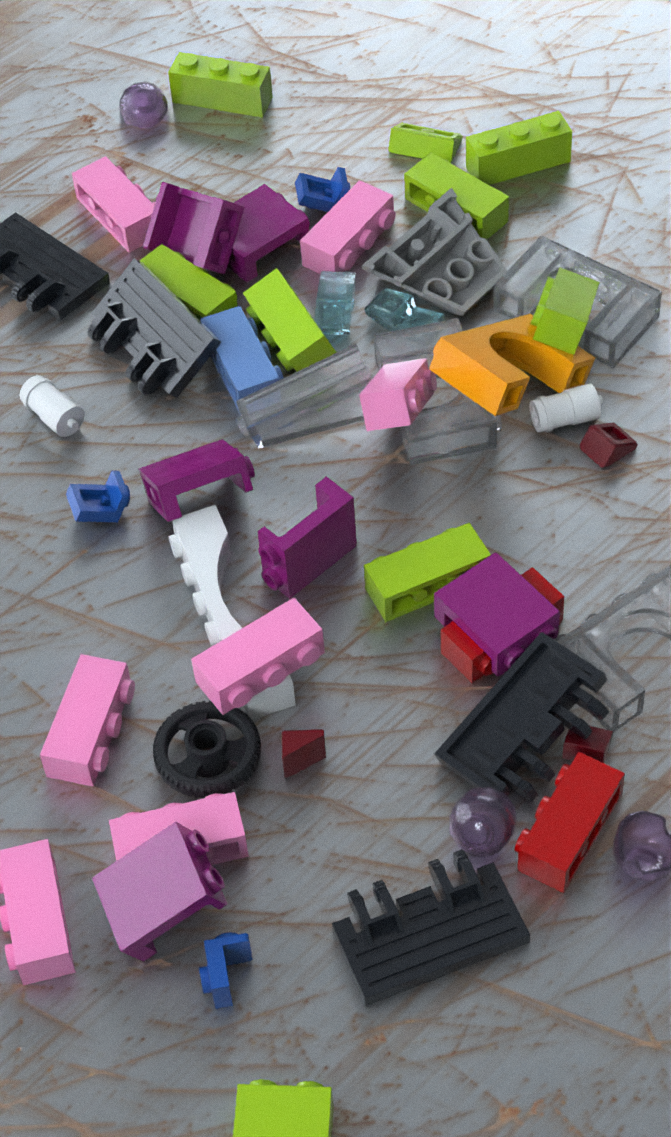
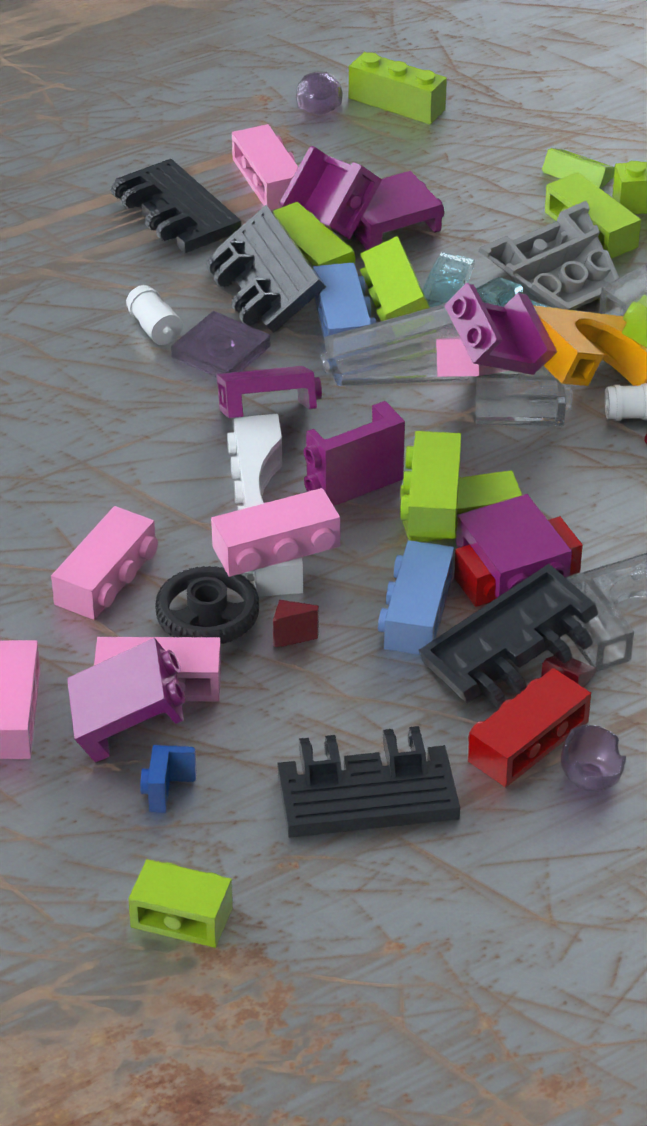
camera: 10 degrees right, 10 degrees down
(99, 502) = (173, 398): blue bracket -> none
(129, 427) = (220, 345): none -> clear purple tile
(320, 192) = (465, 192): blue bracket -> none
(348, 229) = (479, 222): bright pink brick -> none
(399, 562) = (432, 484): none -> lime brick
(415, 691) = (416, 597): none -> medium blue brick
(423, 376) = (499, 335): none -> magenta panel
(482, 821) = (445, 710): clear purple hair -> none

